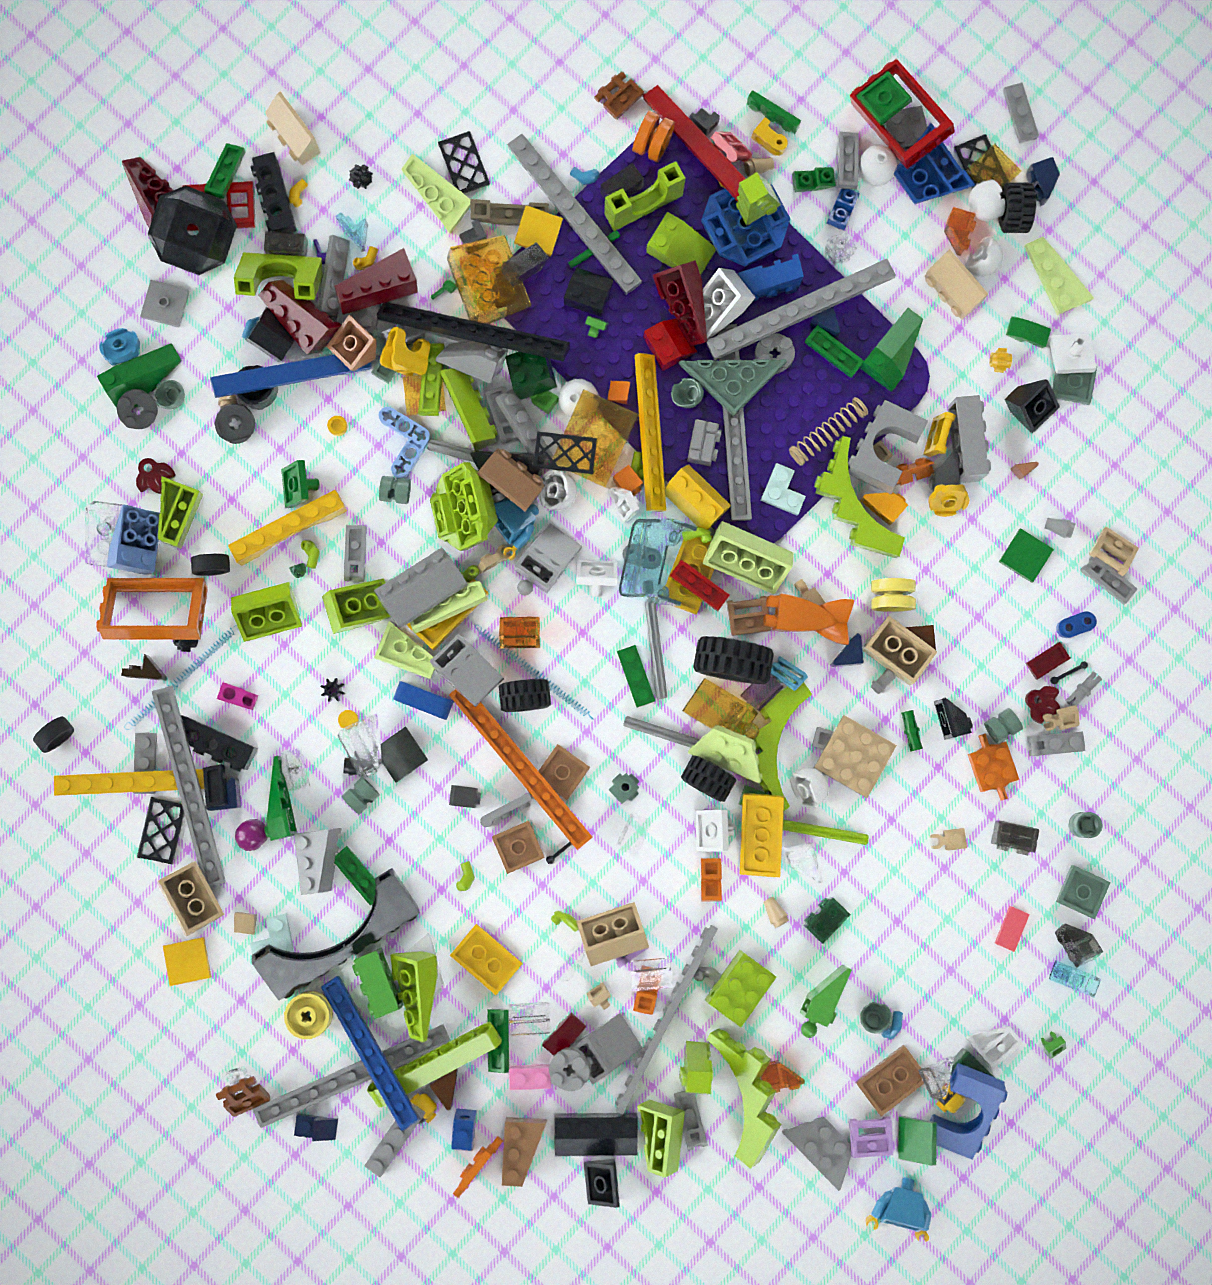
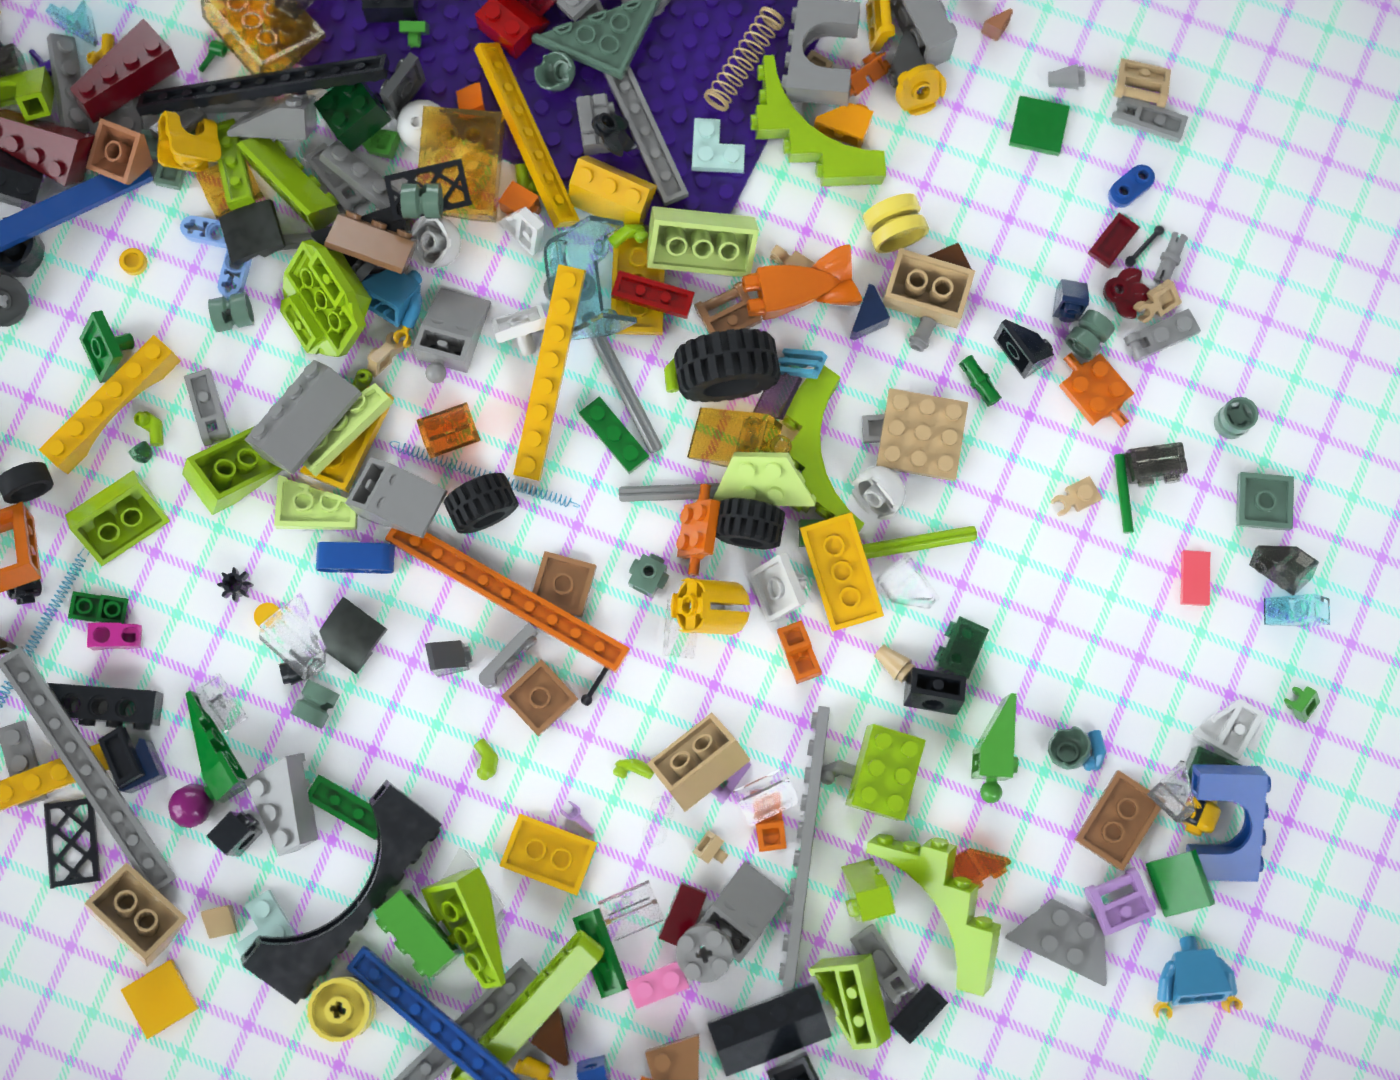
camera: 15 degrees left, 5 degrees down
(232, 672) = (97, 608): none -> green slope
(276, 867) = (235, 833): none -> black brick
(429, 436) = (252, 231): none -> pearl dark grey slope
(514, 938) = (575, 815): none -> lavender hand
(558, 461) = (421, 200): none -> sand green wheel
(569, 369) = (402, 85): none -> dark grey plate
(606, 617) = (549, 372): none -> yellow plate
(659, 828) = (702, 595): none -> yellow cylinder
(671, 768) = (698, 529): none -> orange plate
(691, 647) = (671, 377): none -> lime arm
(702, 1161) = (918, 1013): none -> black plate
(712, 457) = (612, 131): none -> black plate
(796, 944) = (934, 691): none -> black brick
(984, 849) = (1123, 492): none -> green bar
(999, 695) = (1070, 300): none -> dark blue slope

